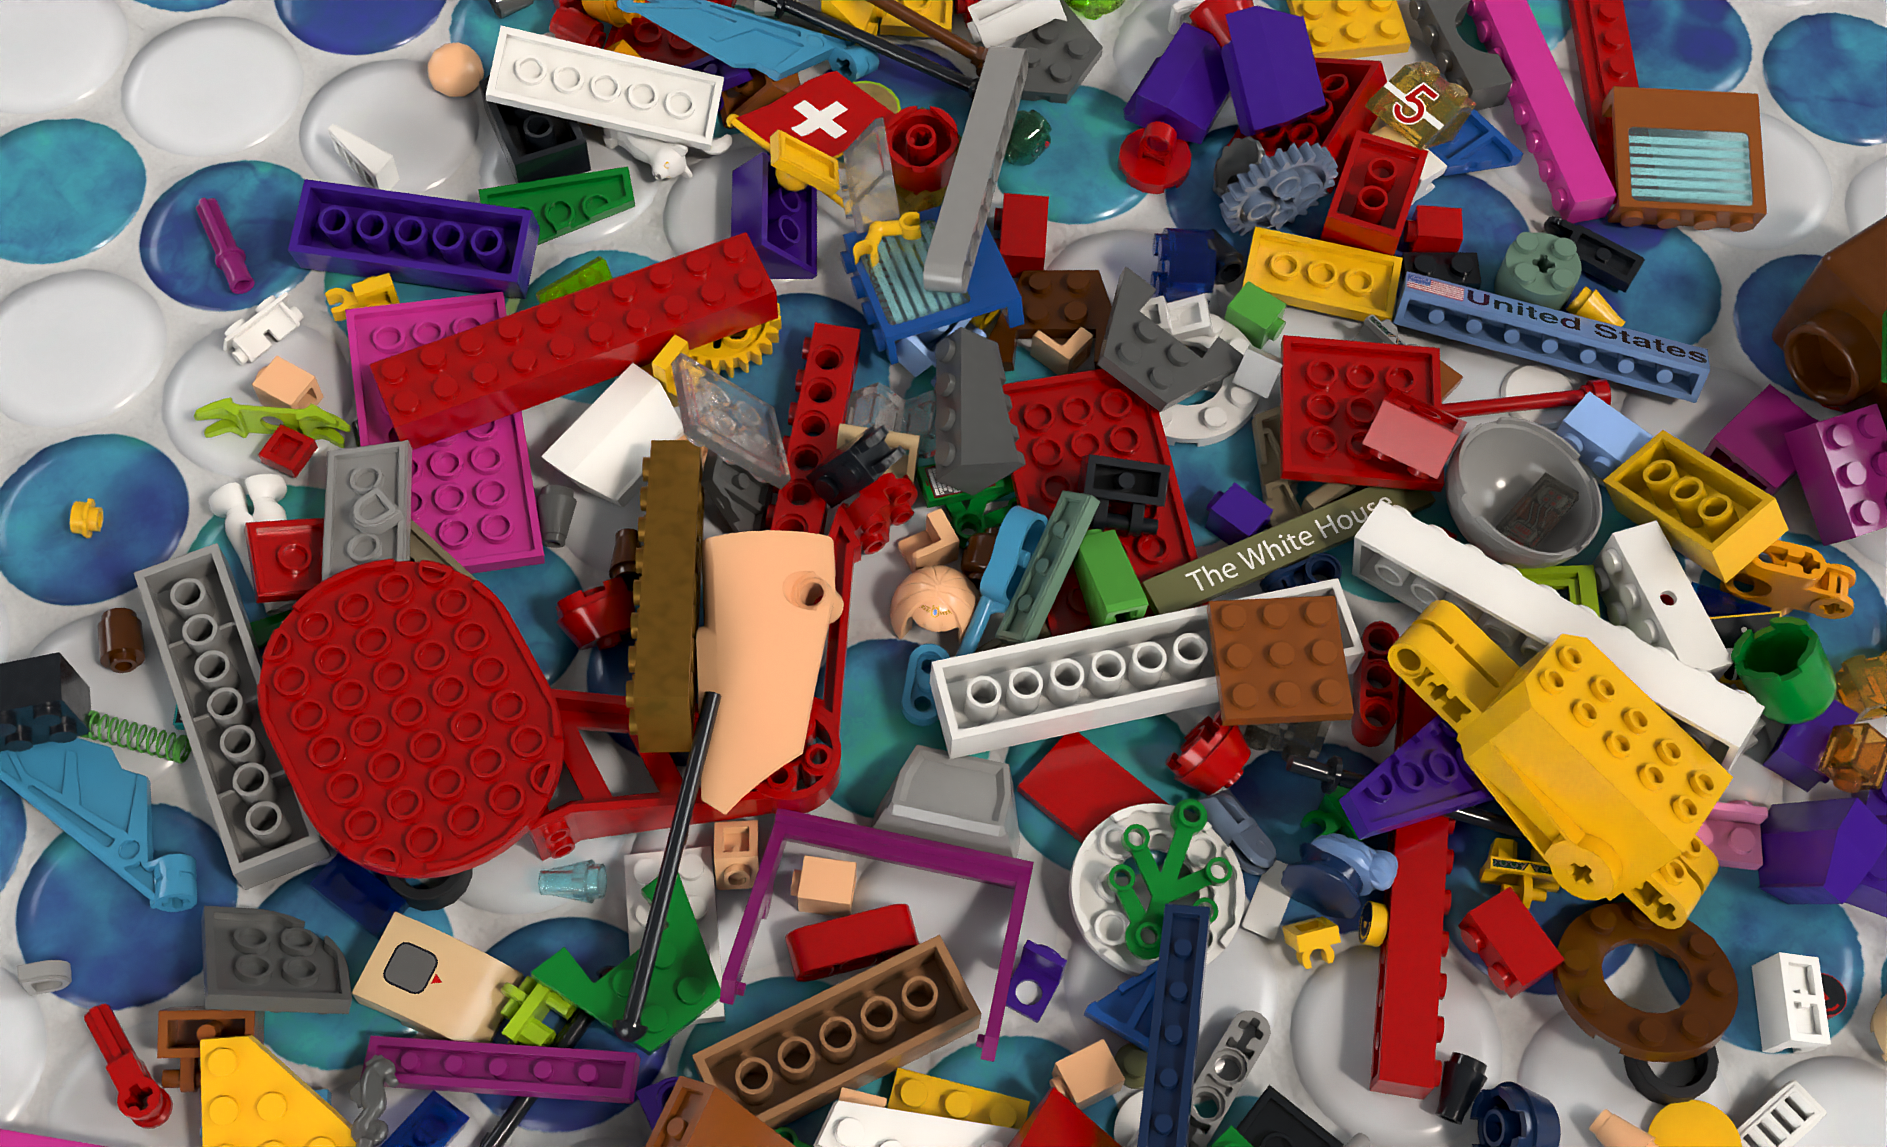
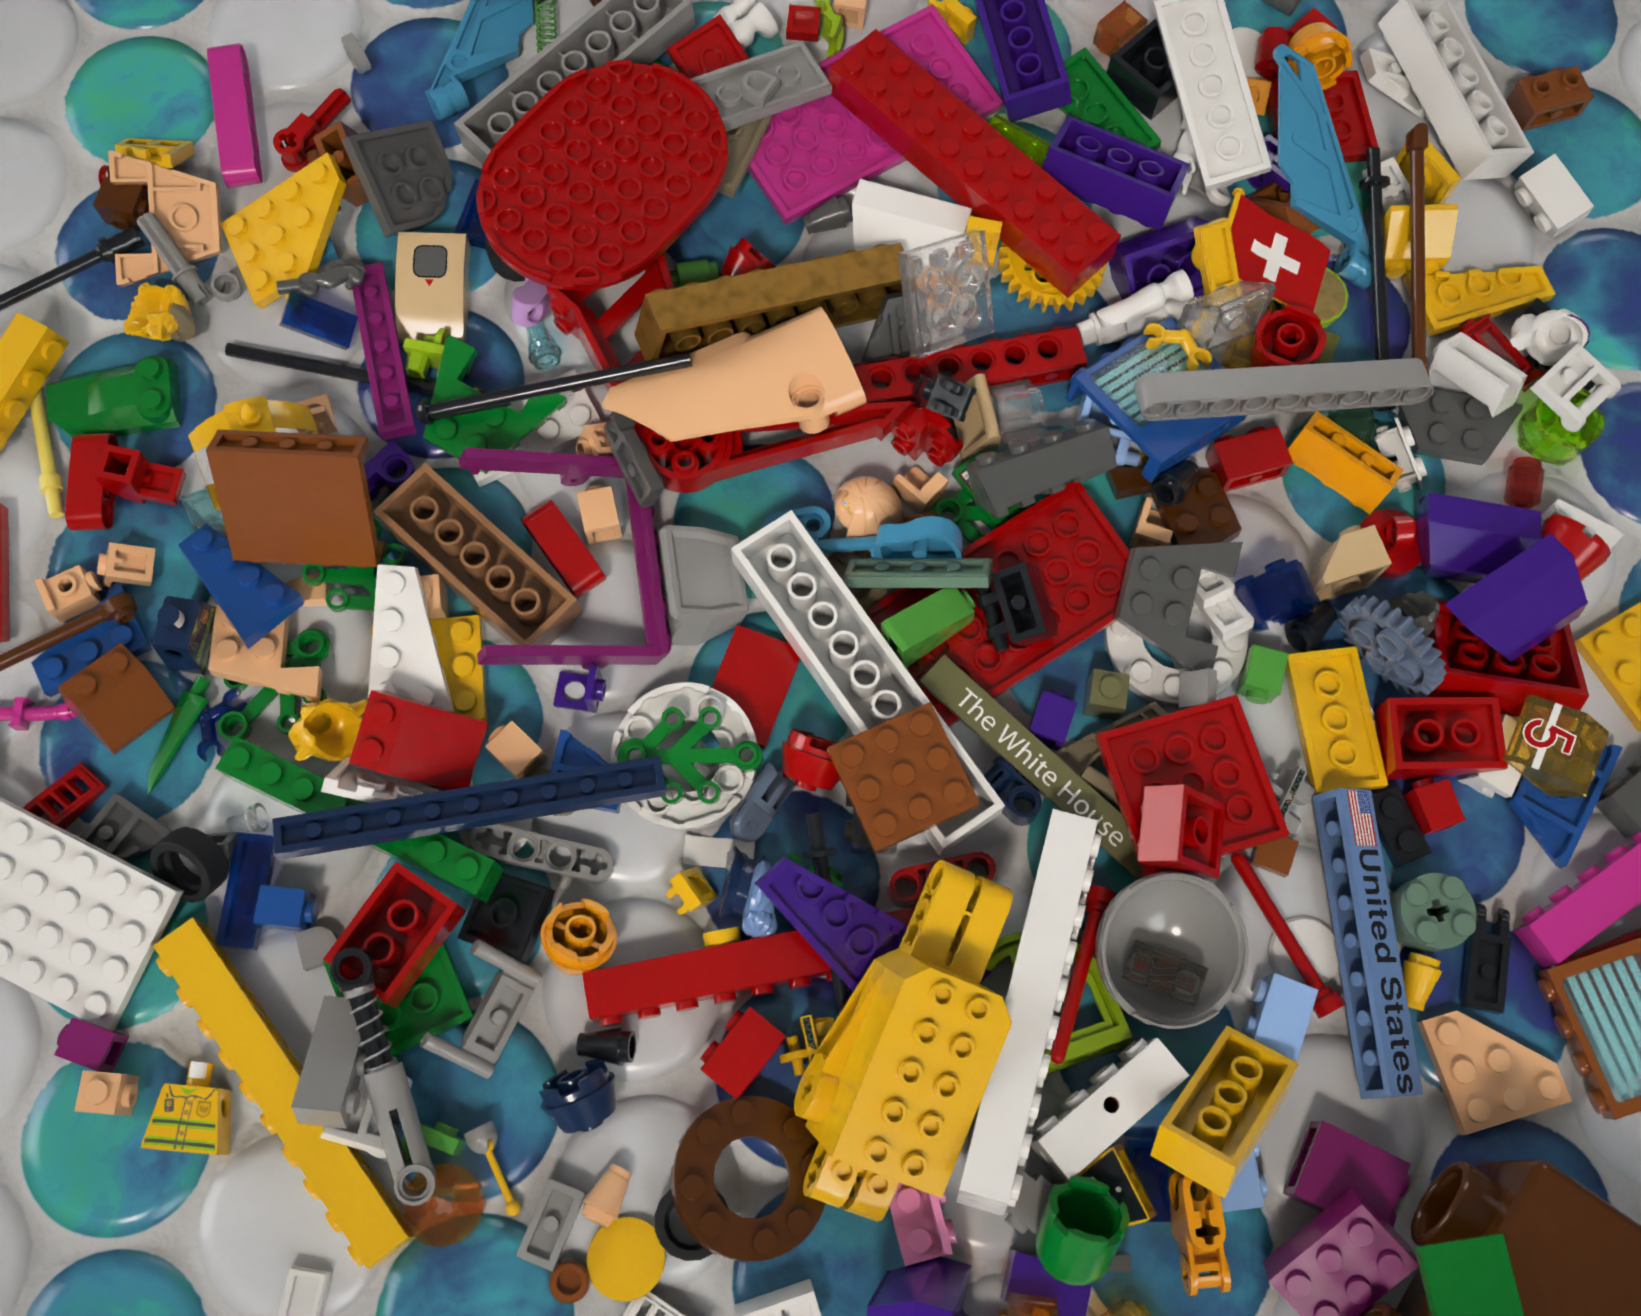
camera: 70 degrees right, 10 degrees up
(473, 153) = (1118, 28): none -> clear orange brick
(521, 869) = (529, 304): none -> lavender leg
(569, 671) = (693, 271): none -> bright green brick
(652, 215) = (1115, 172): none -> dark purple brick
(790, 813) = (633, 459): none -> dark grey hinge
(820, 257) = (1132, 315): none -> white piece
(1037, 304) = (1175, 483): none -> black cone
(1063, 156) = (1344, 462): none -> light orange brick
(1083, 110) = (1397, 443): none -> white hinge
(1139, 28) = (1524, 483): none -> clear red brick
(1173, 190) = (1350, 563): none -> tan slope
(1229, 456) = (1106, 694): none -> olive brick
(1337, 1070) = (578, 936): none -> light orange cone
(1693, 297) = (1488, 1074): none -> light nougat plate

